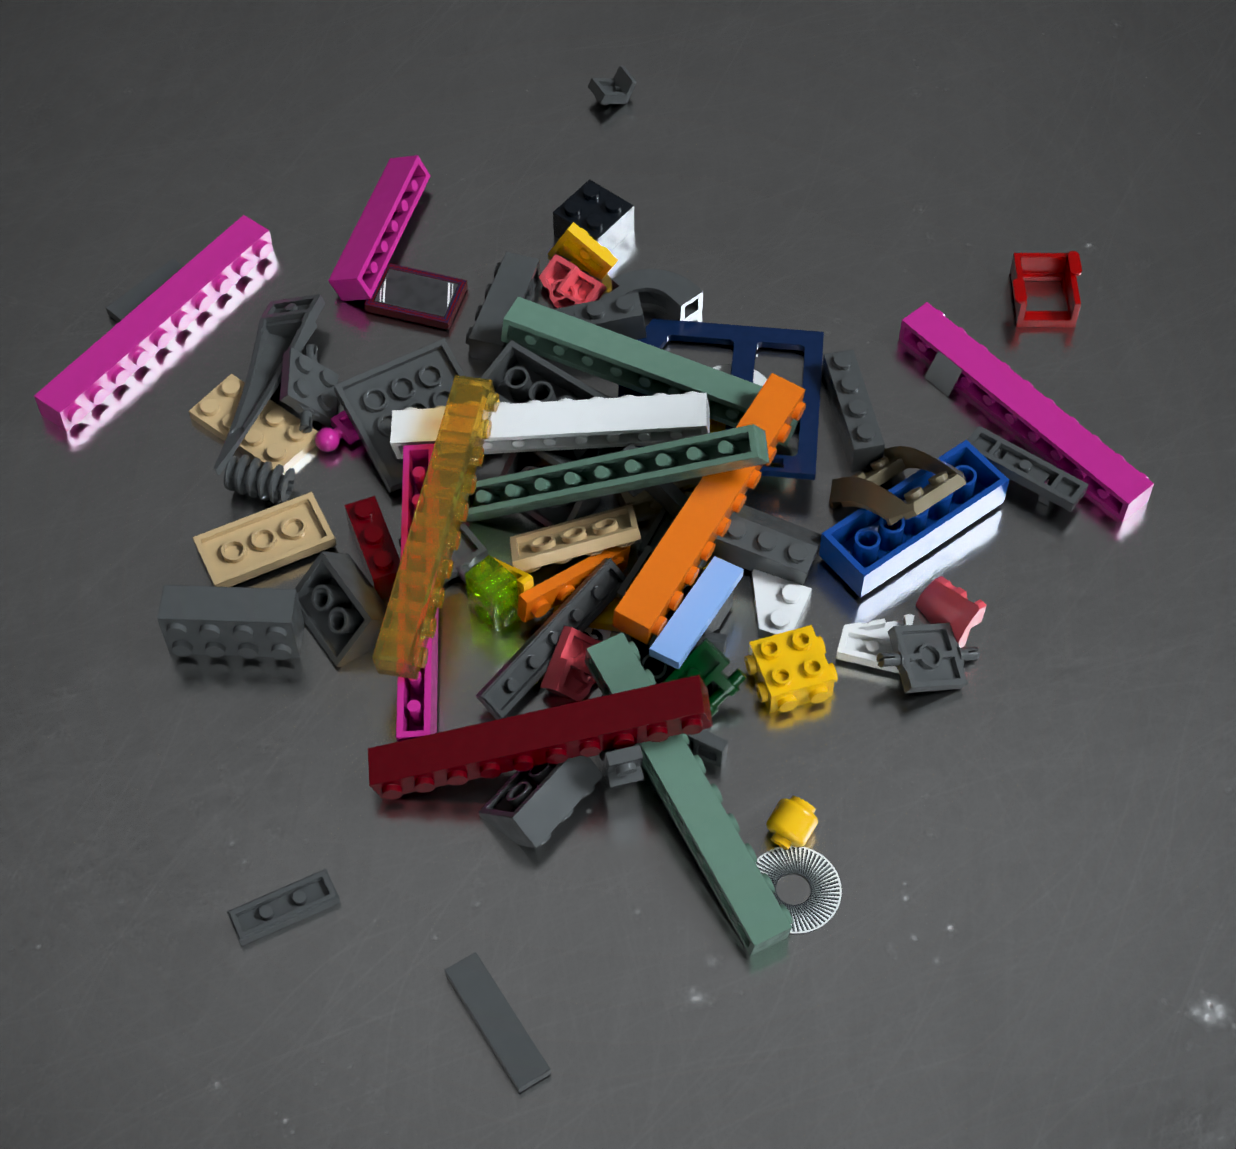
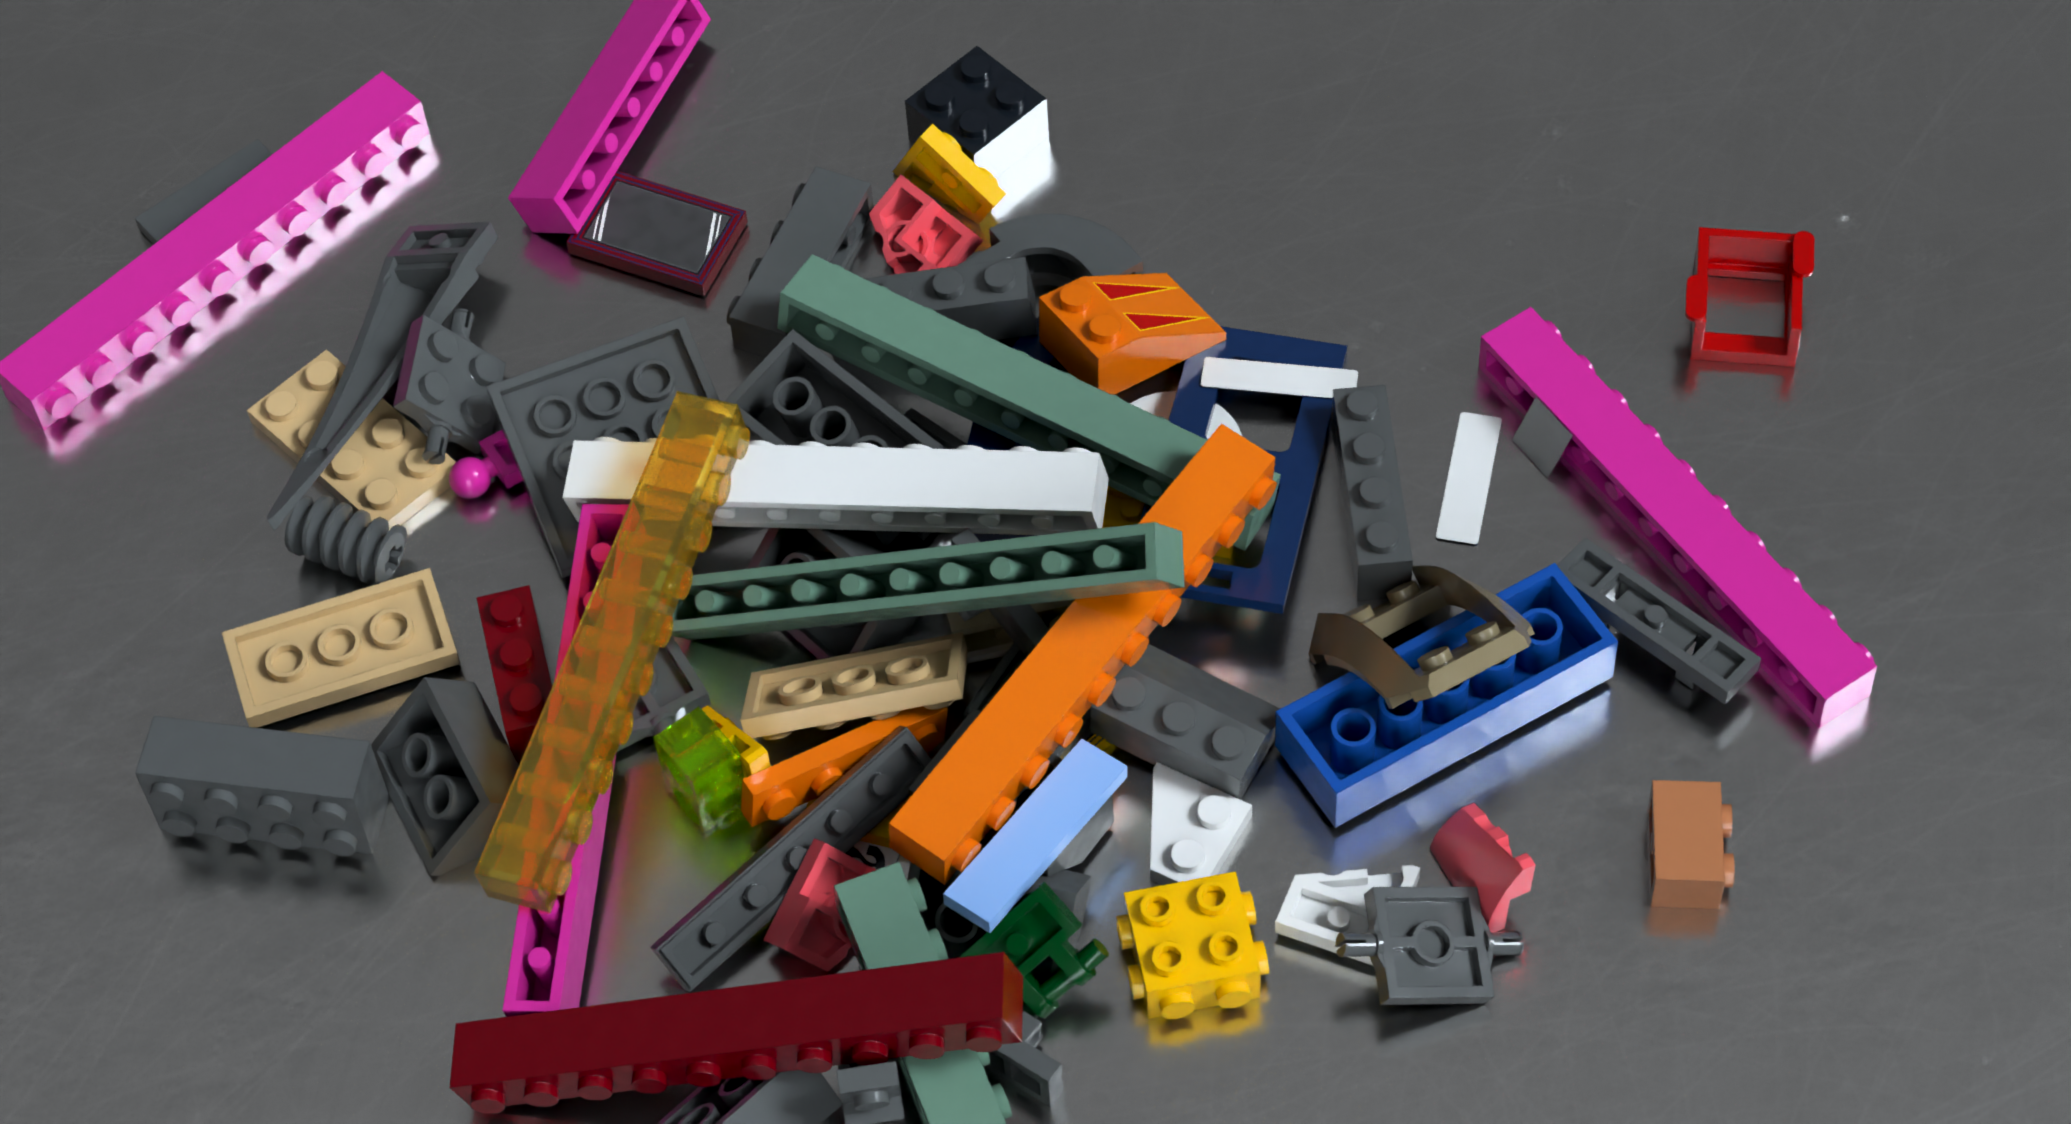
camera: 10 degrees right, 0 degrees up
(696, 329) = (1123, 328): none -> orange slope
(775, 351) = (1275, 377): none -> white sticker
(903, 400) = (1468, 478): none -> white sticker
(1063, 590) = (1688, 844): none -> nougat brick

